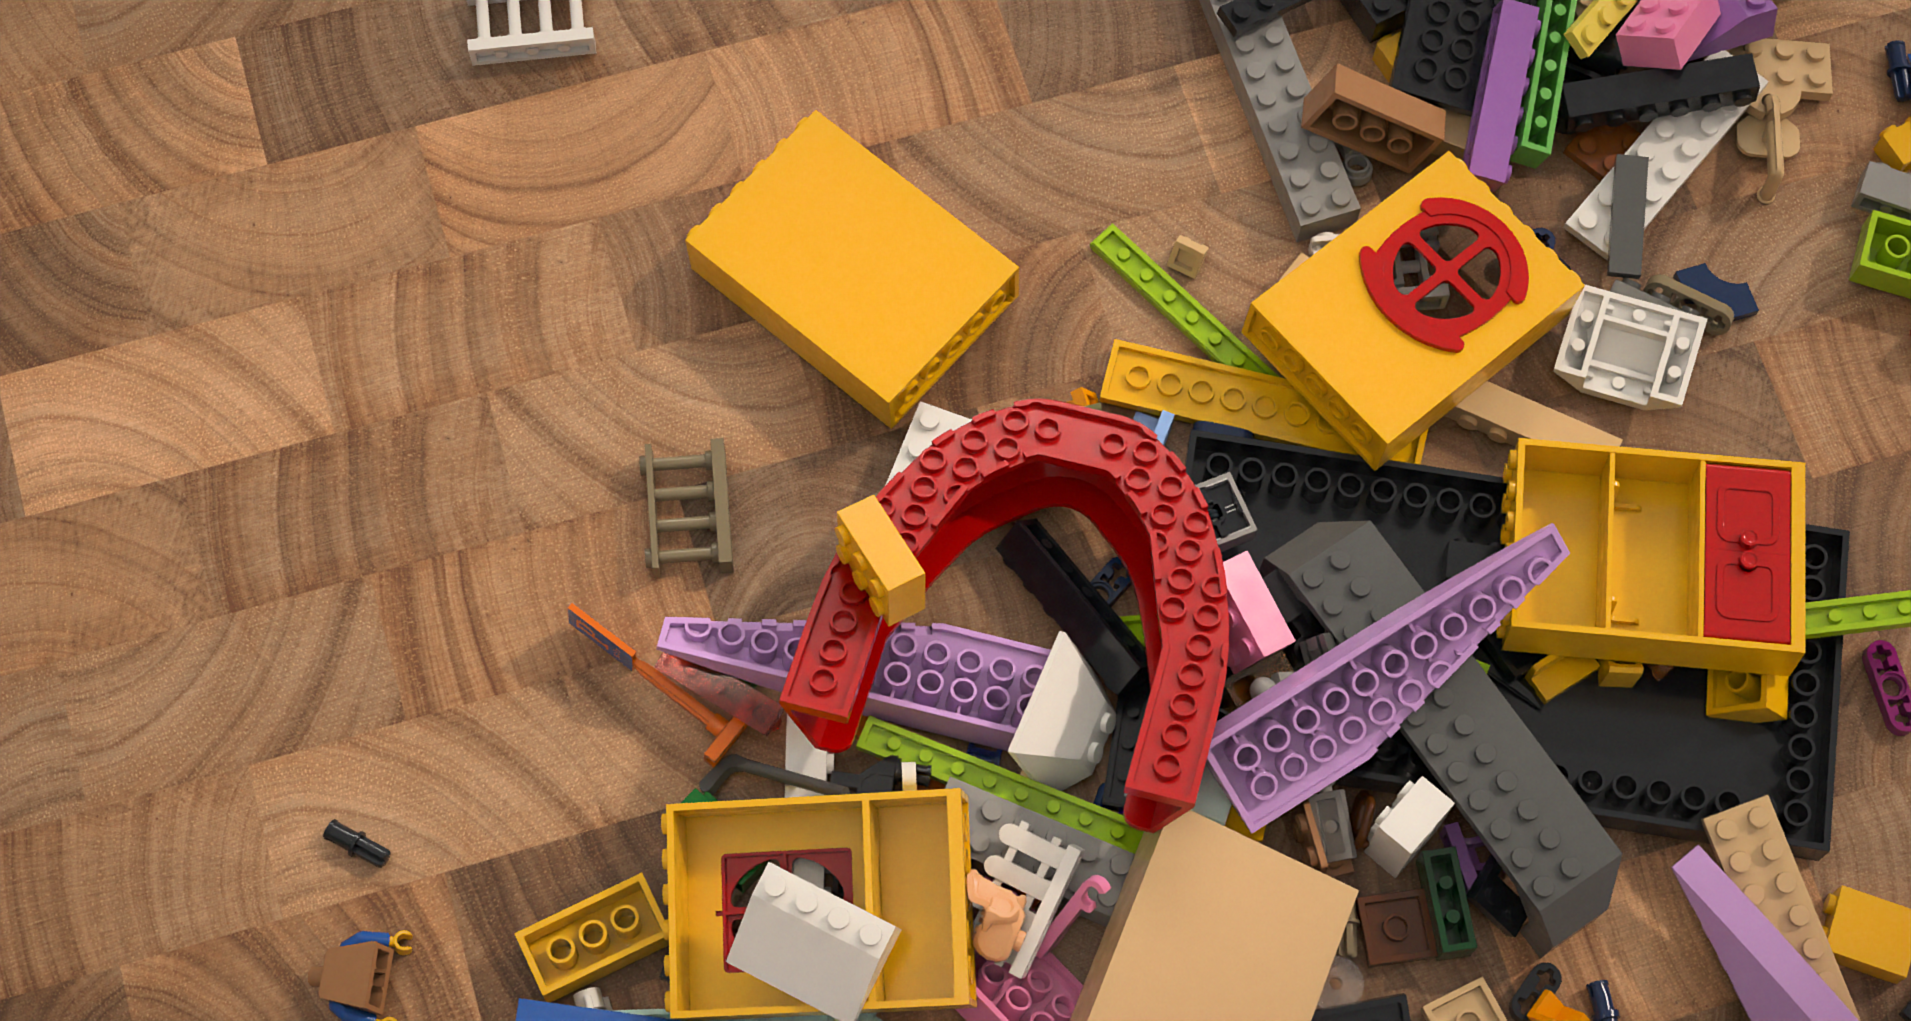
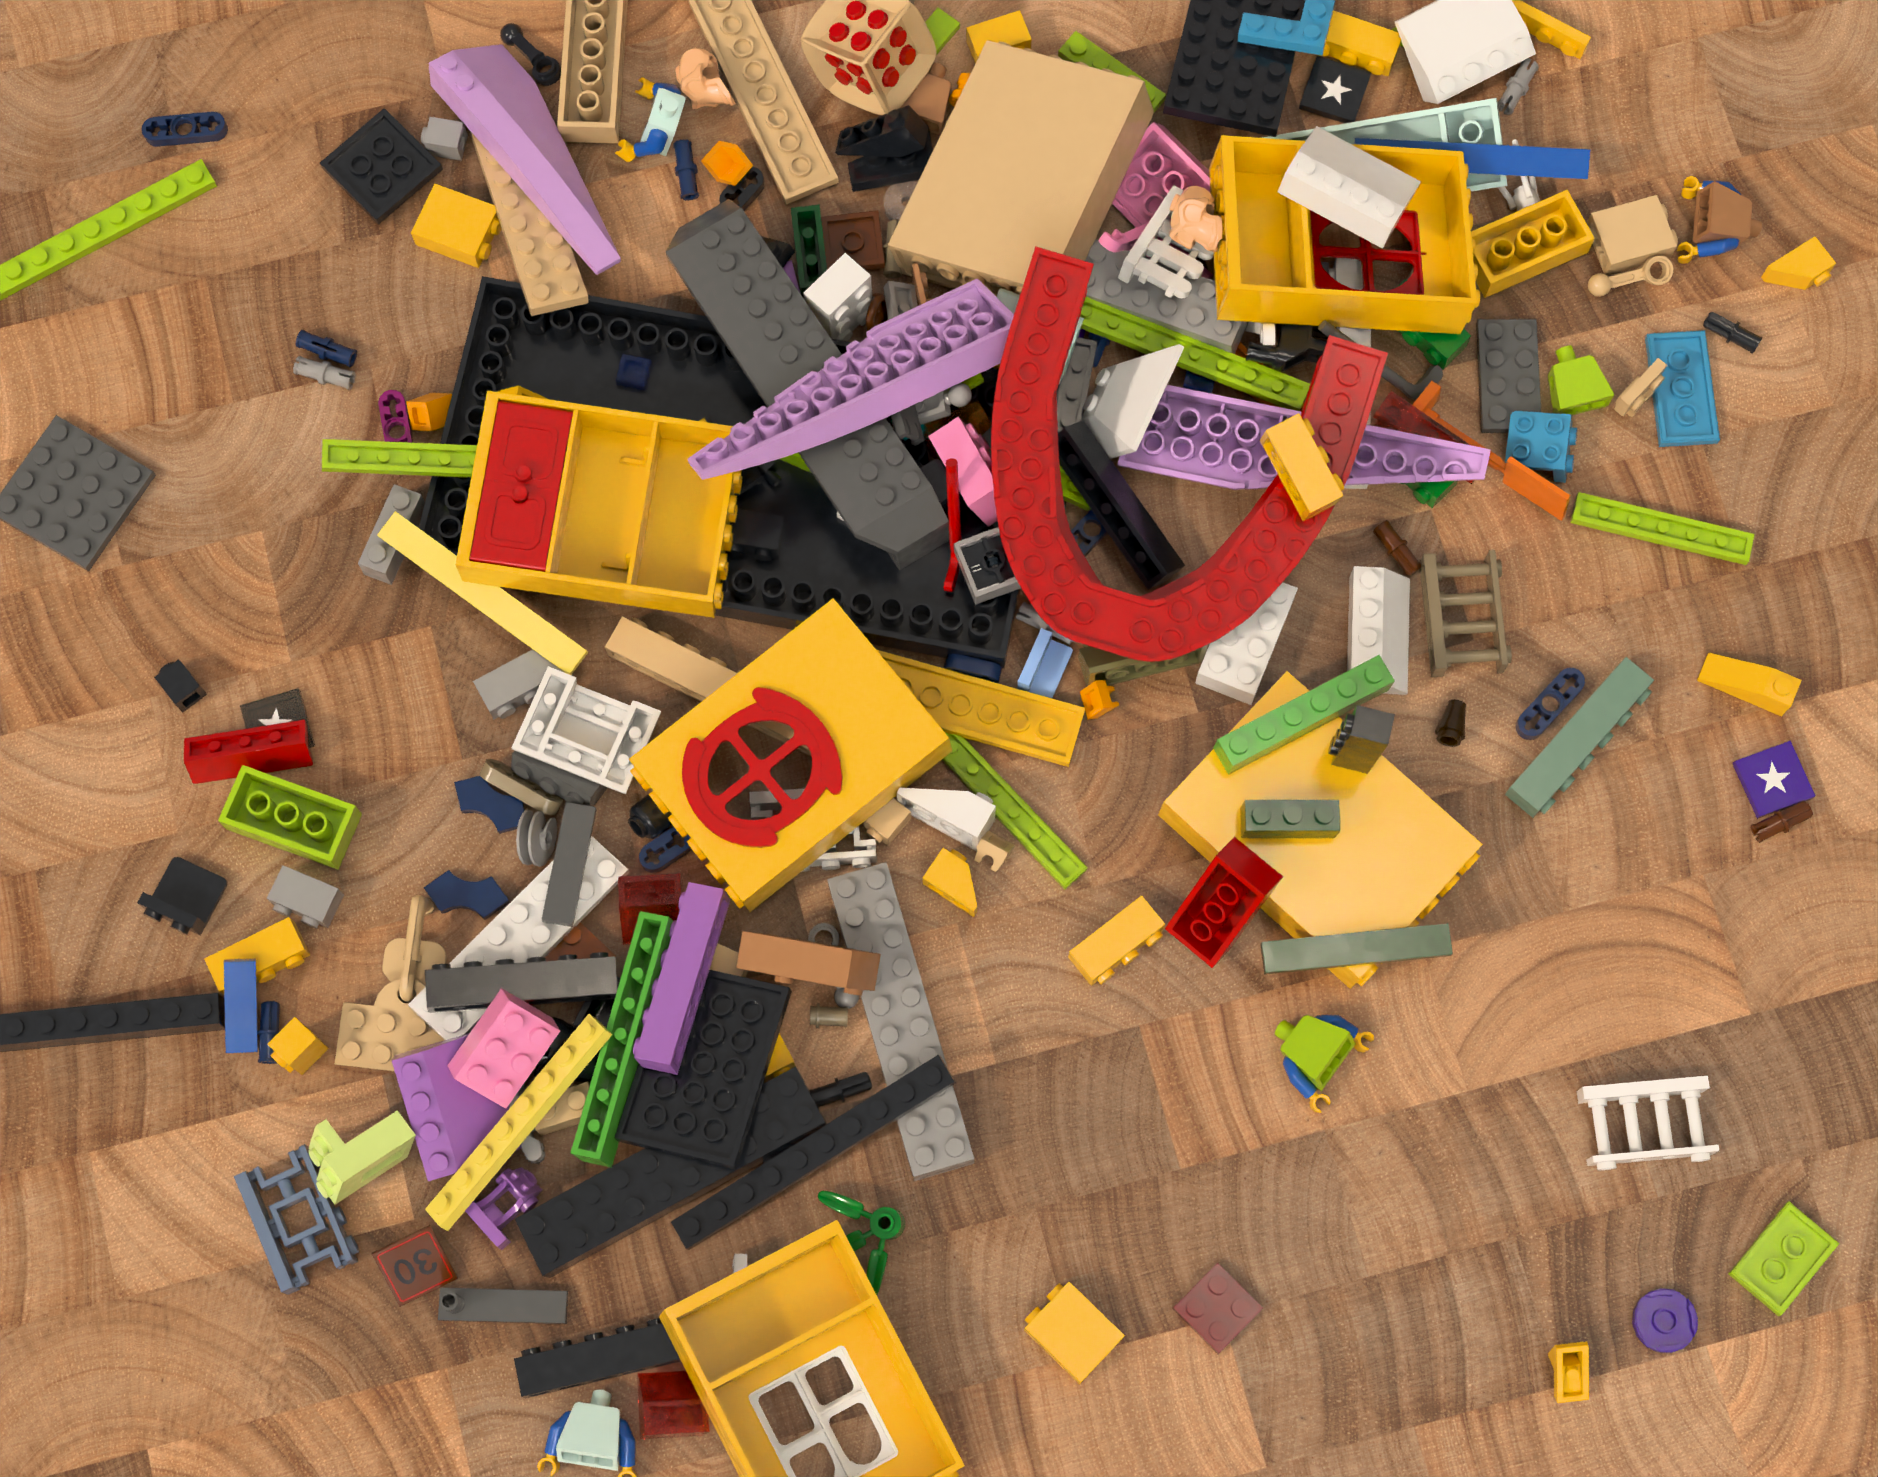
camera: 175 degrees left, 5 degrees up
(266, 924) = (1801, 267): none -> yellow slope
(363, 303) = (1781, 821): none -> reddish brown axle
(366, 348) = (1773, 779): none -> dark purple tile
(380, 442) = (1750, 682): none -> yellow slope
(422, 778) = (1686, 396): none -> dark azure tile
(461, 609) = (1662, 528): none -> lime plate
(464, 959) = (1631, 234): none -> tan brick
(476, 756) = (1640, 389): none -> tan plate
(506, 899) = (1600, 284): none -> tan piece
(546, 771) = (1577, 384): none -> lime torso
(569, 380) = (1579, 737): none -> sand green brick
(576, 430) = (1558, 683): none -> dark blue beam
(592, 695) = (1542, 442): none -> dark azure bracket
(622, 787) = (1507, 371): none -> dark grey plate
(705, 393) = (1452, 724): none -> dark brown cone
(758, 581) = (1397, 548): none -> reddish brown axle
(782, 487) = (1379, 622): none -> white slope
(816, 291) = (1361, 739): none -> brick
(819, 132) = (1356, 948): none -> tile
(854, 71) = (1316, 1051): none -> lime torso
(872, 345) = (1303, 714): none -> bright green brick
(888, 242) = (1290, 819): none -> brick
(952, 178) = (1223, 902): none -> red brick
(1058, 169) = (1117, 941): none -> yellow brick
(1229, 222) = (952, 880): none -> yellow slope
(1231, 276) = (952, 812): none -> white slope
(1260, 562) = (954, 521): none -> red piece
(1326, 33) = (841, 1089): none -> black axle
(1540, 192) = (648, 894): none -> clear red slope
(1634, 757) = (633, 372): none -> clear blue tile
(1666, 248) = (535, 838): none -> light grey piece
(1704, 412) = (512, 683): none -> light grey brick
(1738, 206) = (453, 893): none -> dark blue tile
(1820, 512) = (488, 599): none -> light yellow tile
(1859, 708) = (429, 411): none -> light orange panel
(1869, 46) = (296, 1047): none -> yellow brick
(1876, 554) = (379, 558): none -> light grey brick

